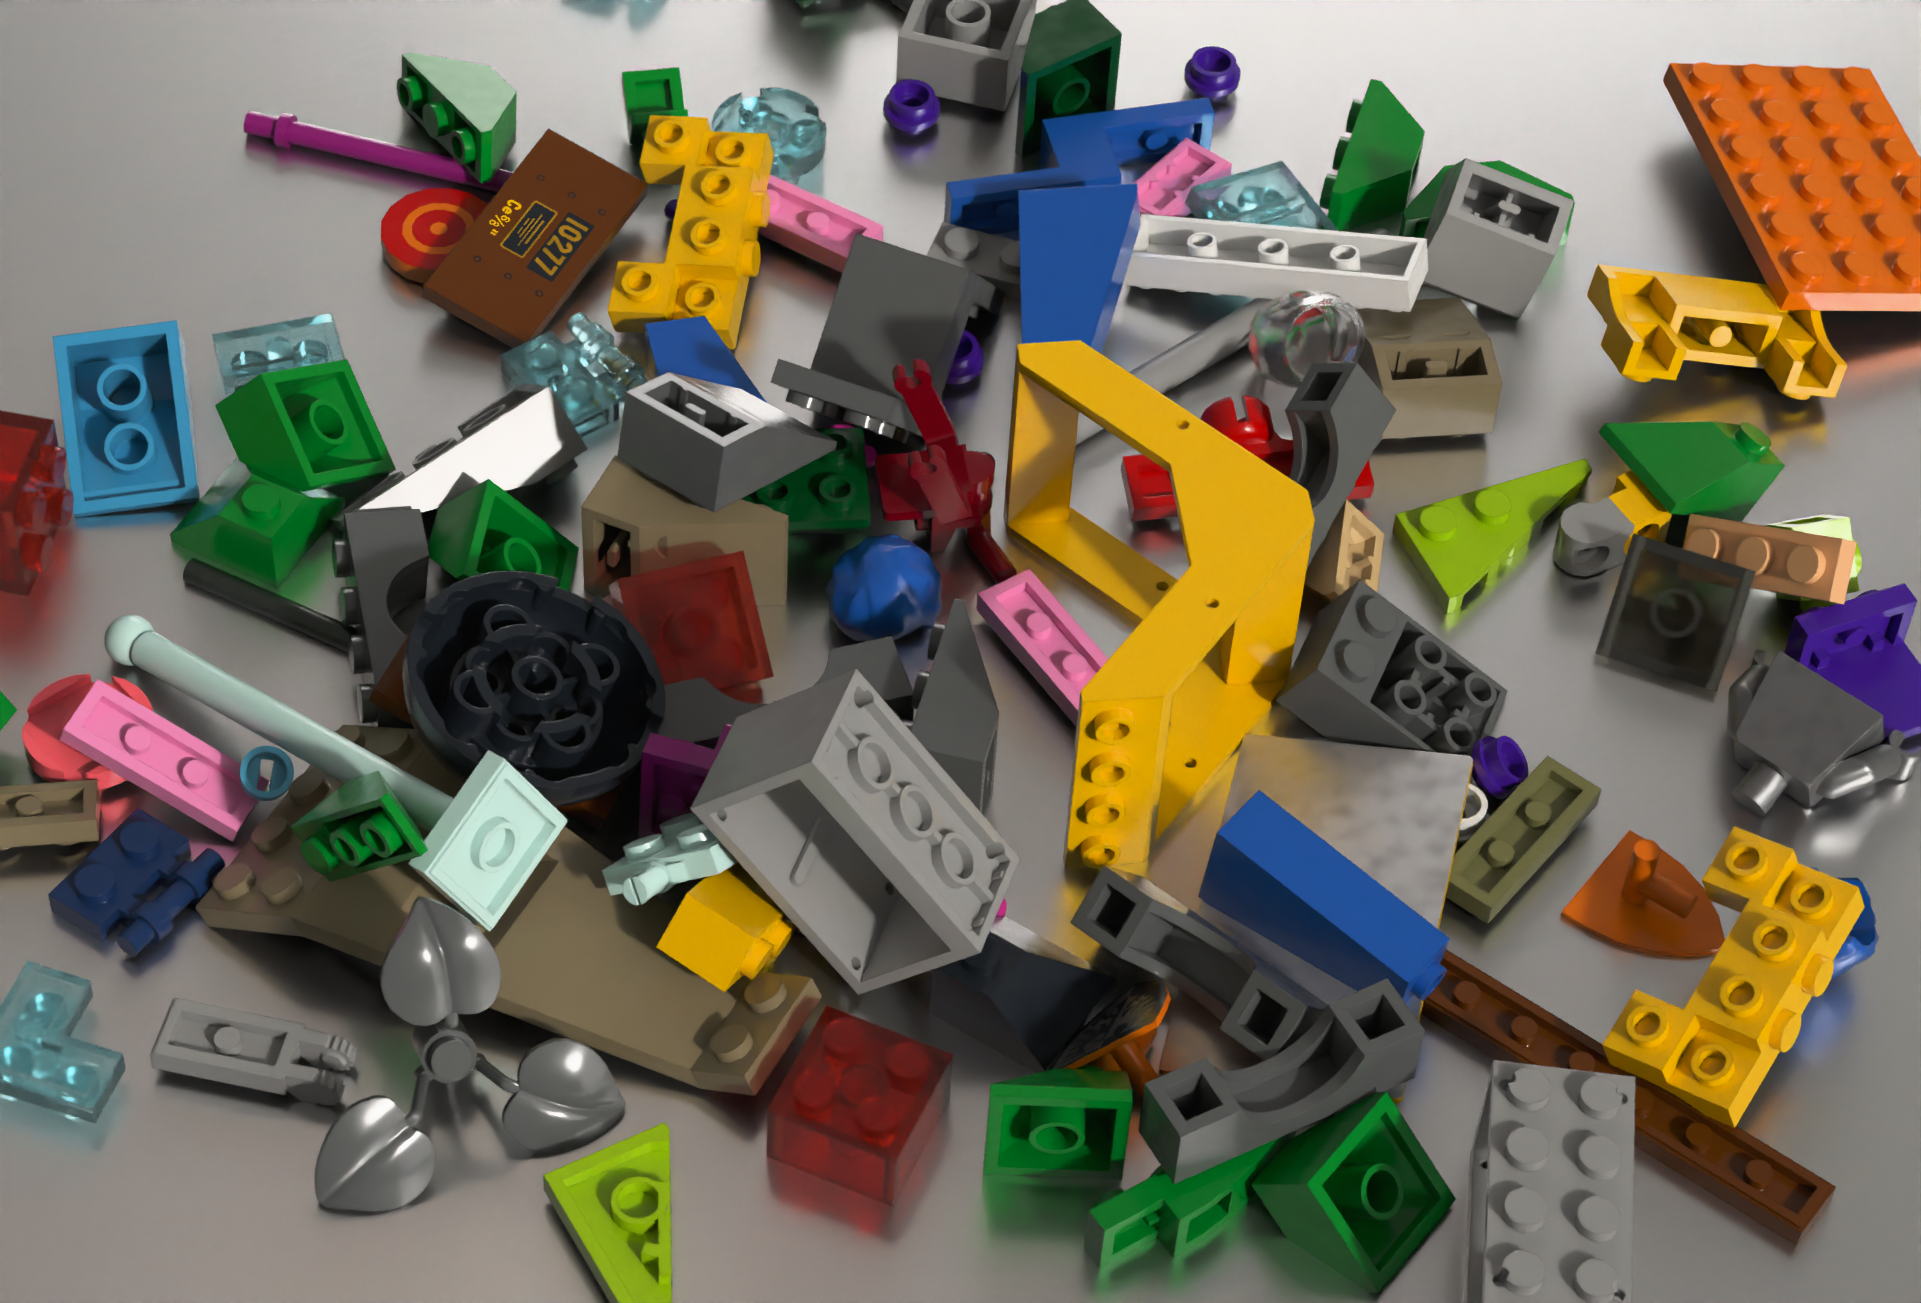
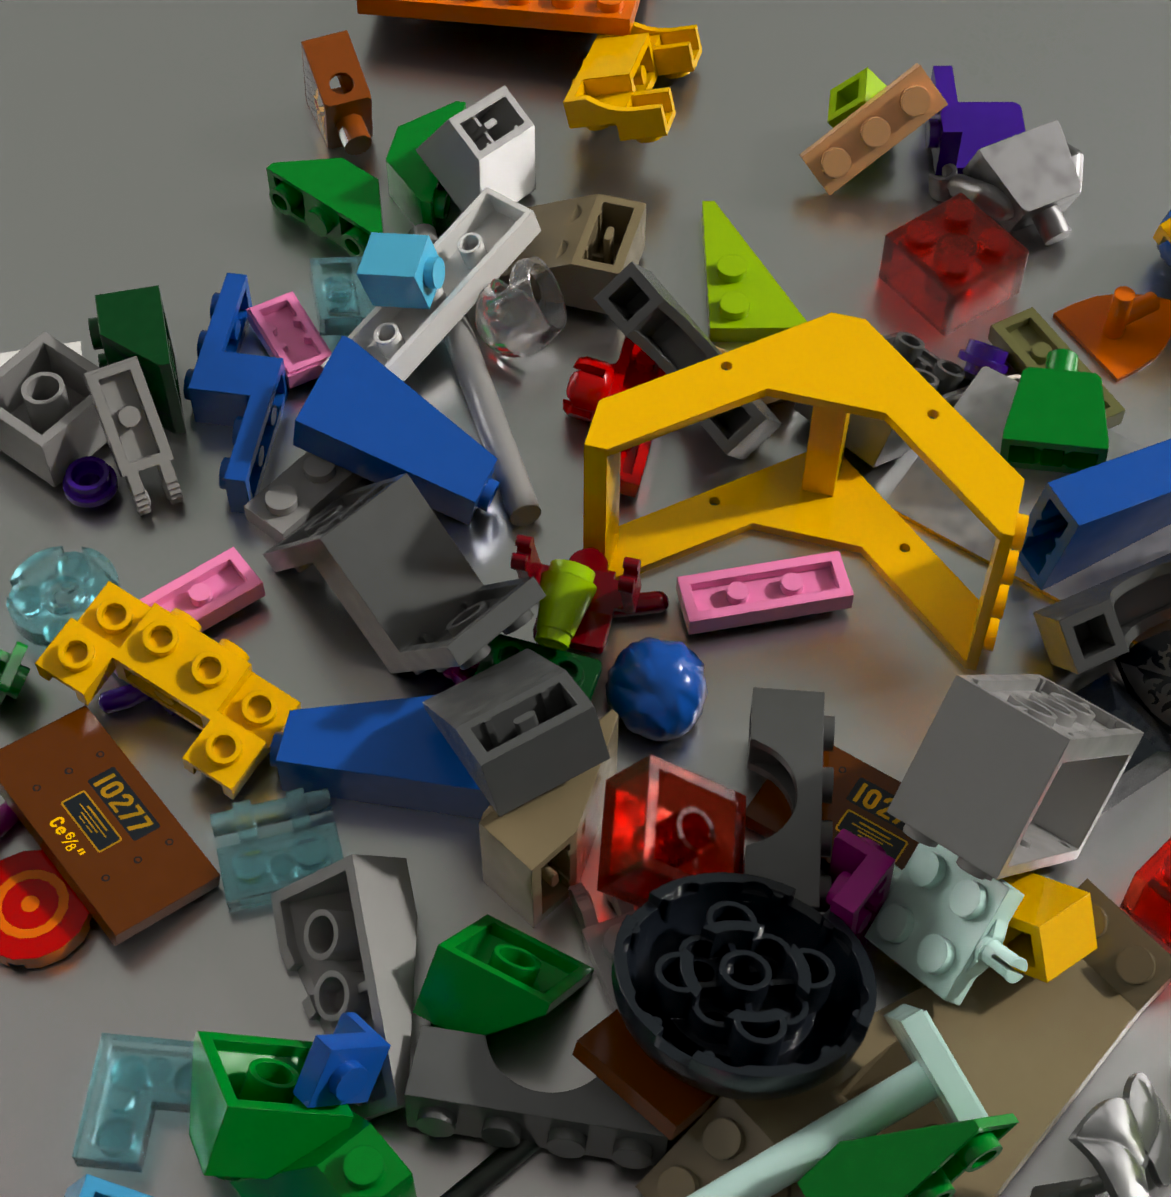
camera: 65 degrees left, 5 degrees up
(348, 458) = (342, 1064): none -> blue bracket
(887, 456) = (568, 595): none -> lime cone
(958, 708) = (872, 679): dark grey slope -> none
(960, 99) = (132, 429): none -> light grey hinge
(1212, 72) = (174, 270): dark purple plate -> none
(1265, 208) = (401, 270): none -> medium azure brick
(1414, 821) = (1057, 418): none -> green torso
(1522, 101) = (341, 112): none -> dark orange torso
(1607, 527) = (778, 200): light grey leg -> none
(1622, 700) = (953, 264): none -> clear red brick
(1676, 612) = (876, 199): clear smoke slope -> none
(1698, 464) = (751, 133): green slope -> none

